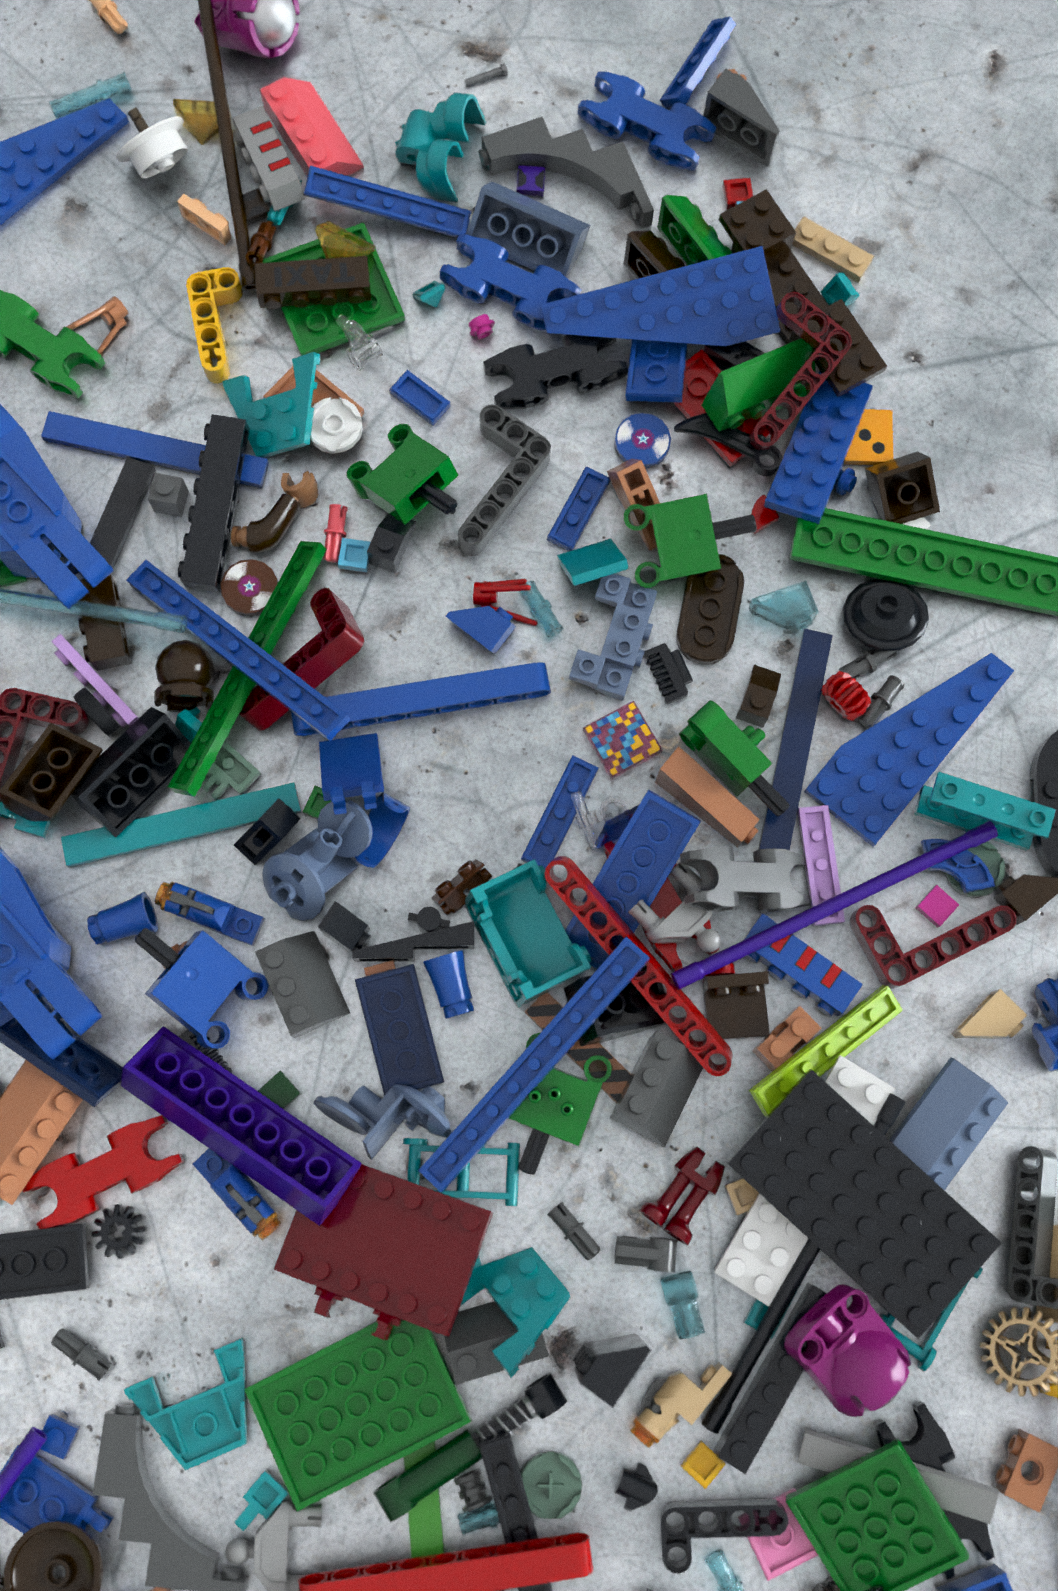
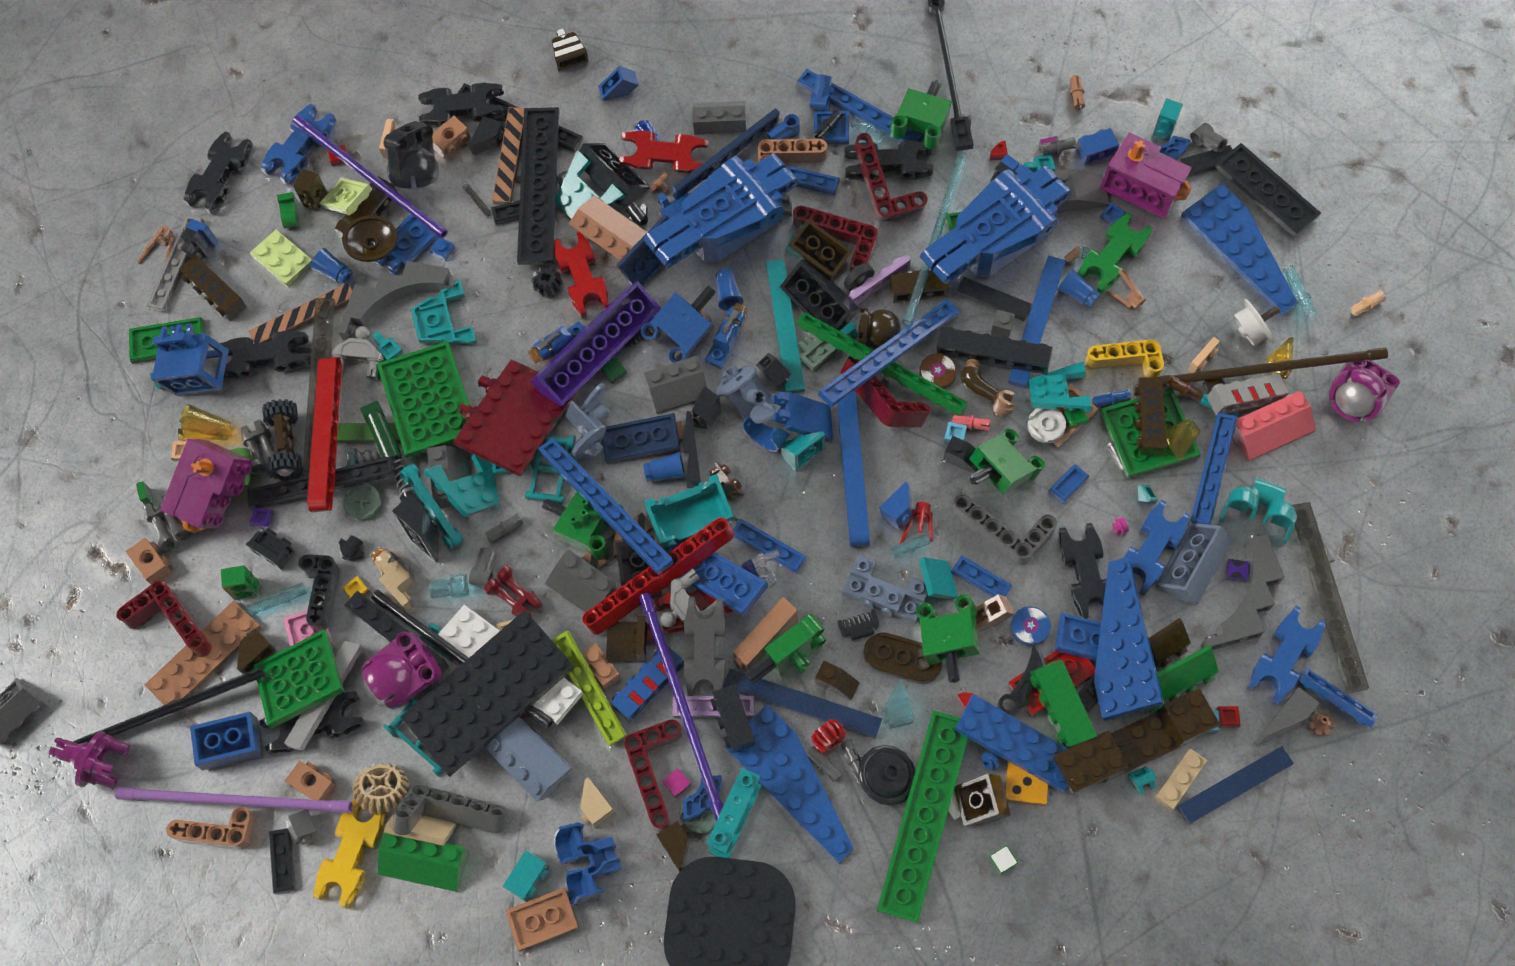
camera: 105 degrees right, 10 degrees down
(35, 392) = (1077, 252): none -> arm
(81, 1353) = (483, 260): dark grey axle -> none
(100, 389) = (1079, 289): none -> blue plant
(280, 340) = (1111, 398): none -> blue axle
(325, 387) = (1076, 417): none -> green tile
(362, 345) = (1105, 444): clear piece -> none
(403, 774) = (803, 449): none -> teal slope
(428, 920) = (705, 458): black piece -> none
(514, 1399) = (451, 536): none -> teal piece
(565, 68) = (1329, 599): none -> clear smoke plate
(622, 740) = (814, 590): tile -> none
(806, 376) = (1063, 726): dark red beam -> none
(830, 186) = (1235, 785): none -> dark blue tile
(844, 829) = (732, 719): none -> black brick
(973, 461) = (1003, 860): none -> white tile

